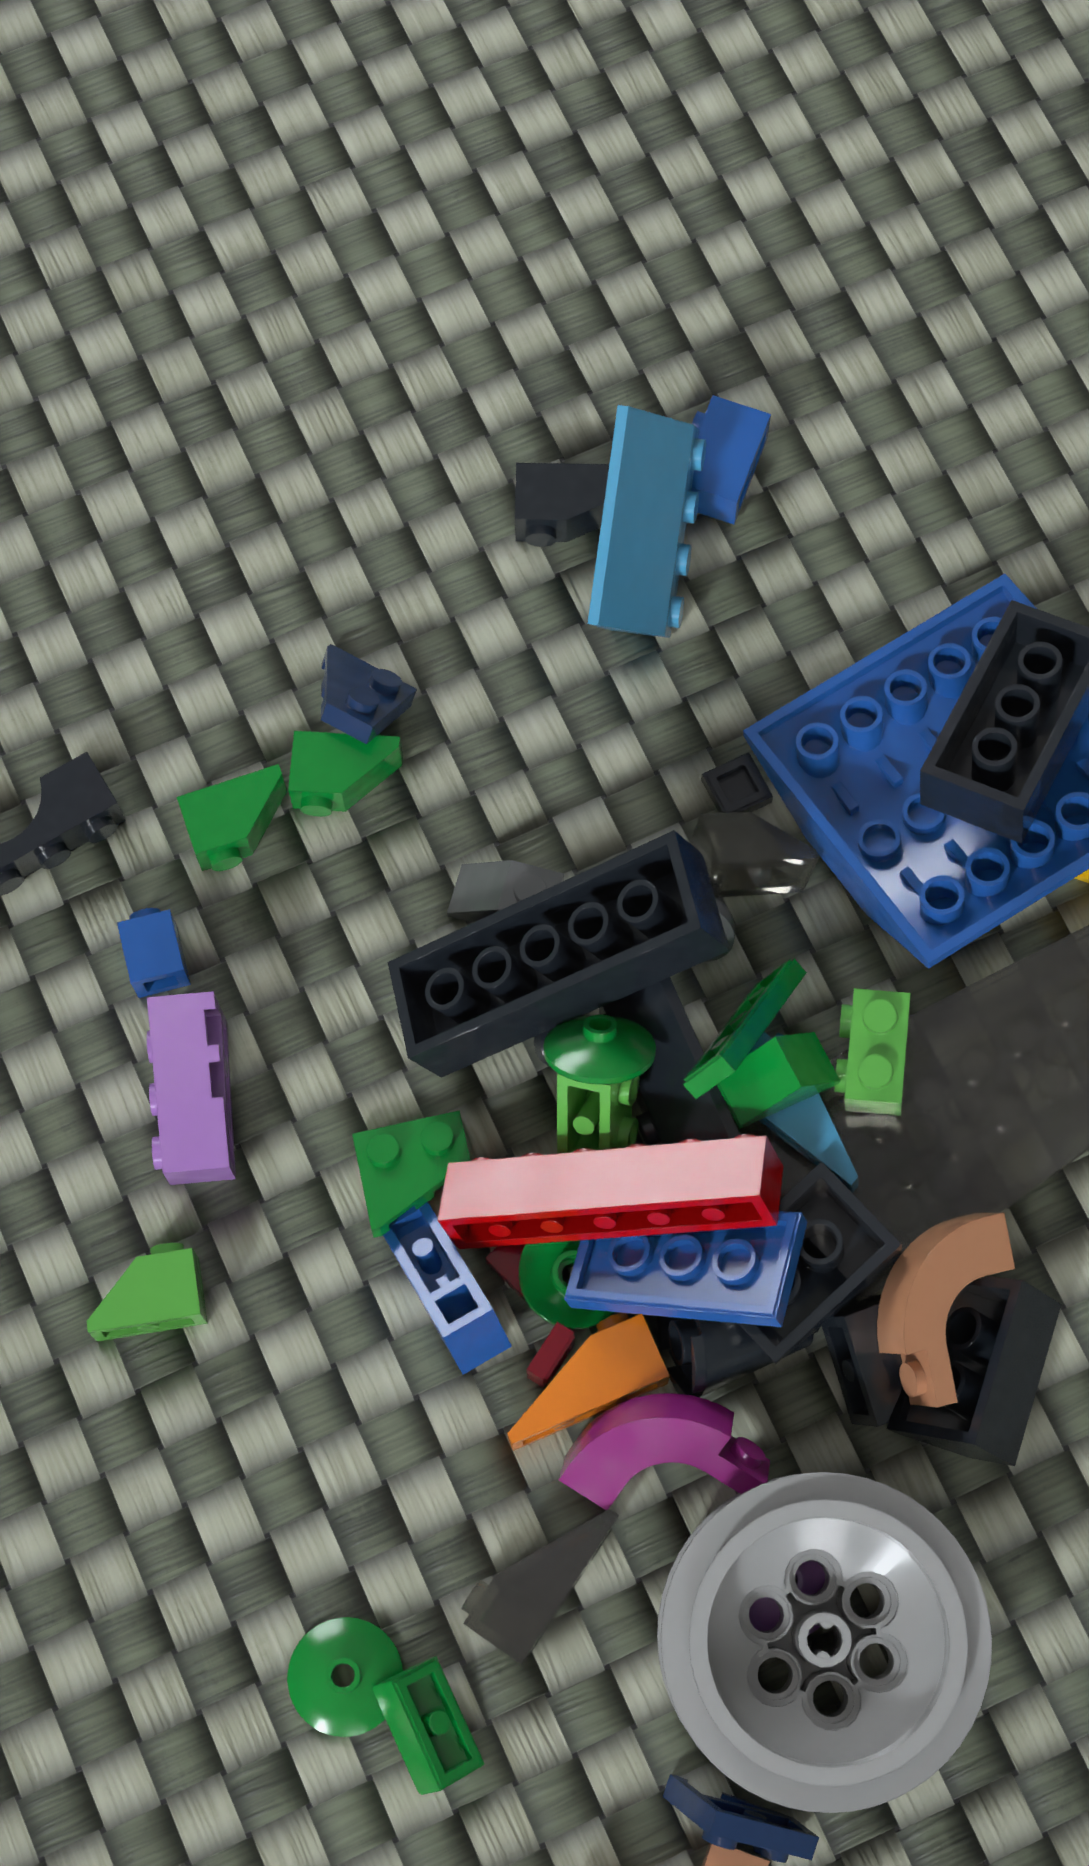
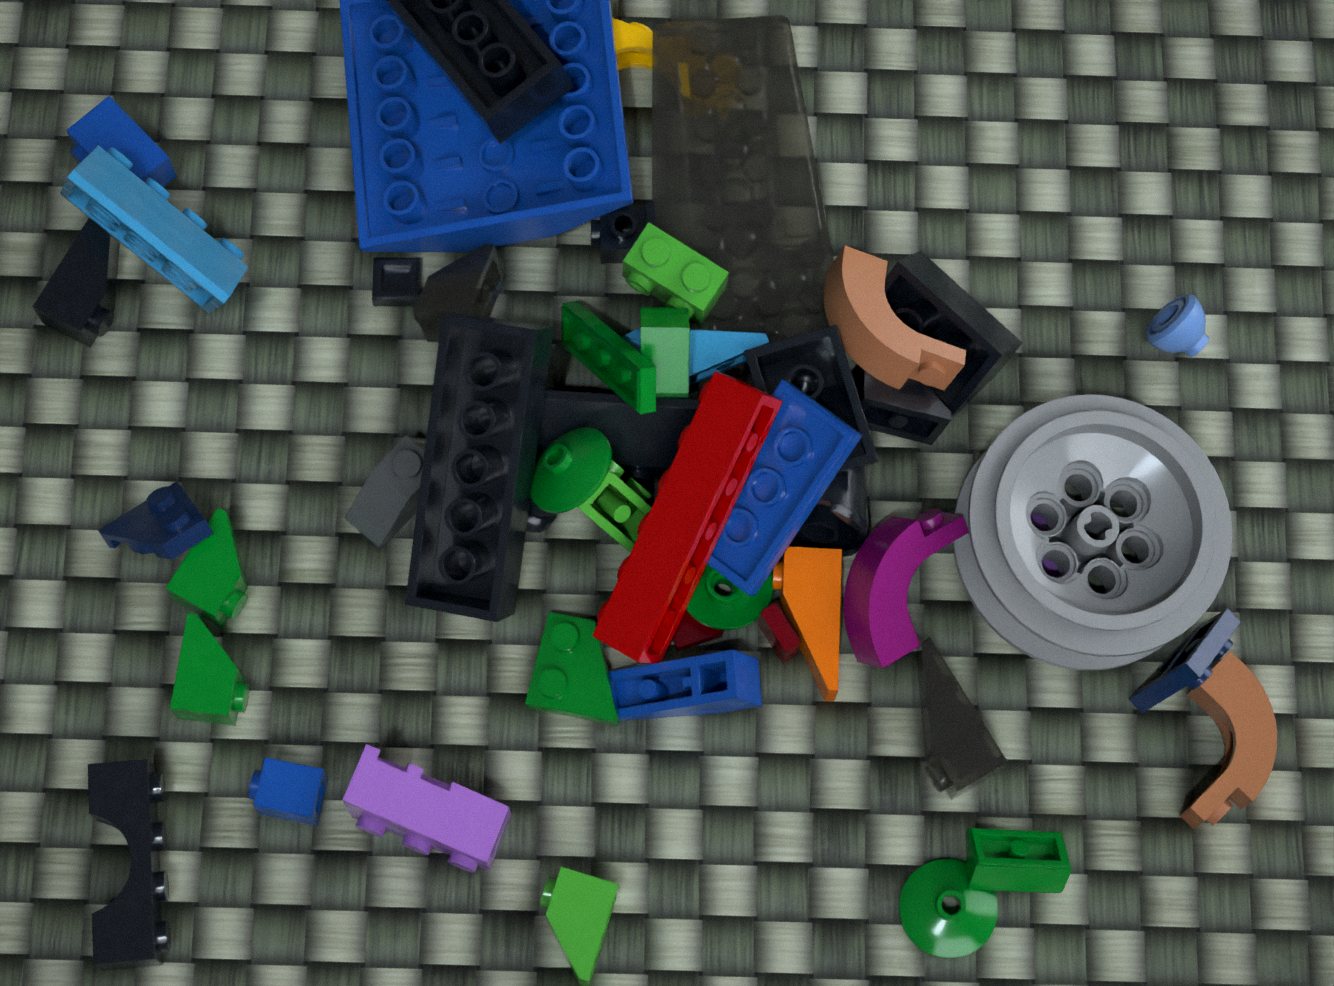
camera: 70 degrees left, 0 degrees up
(923, 997) = (616, 244): none -> black brick

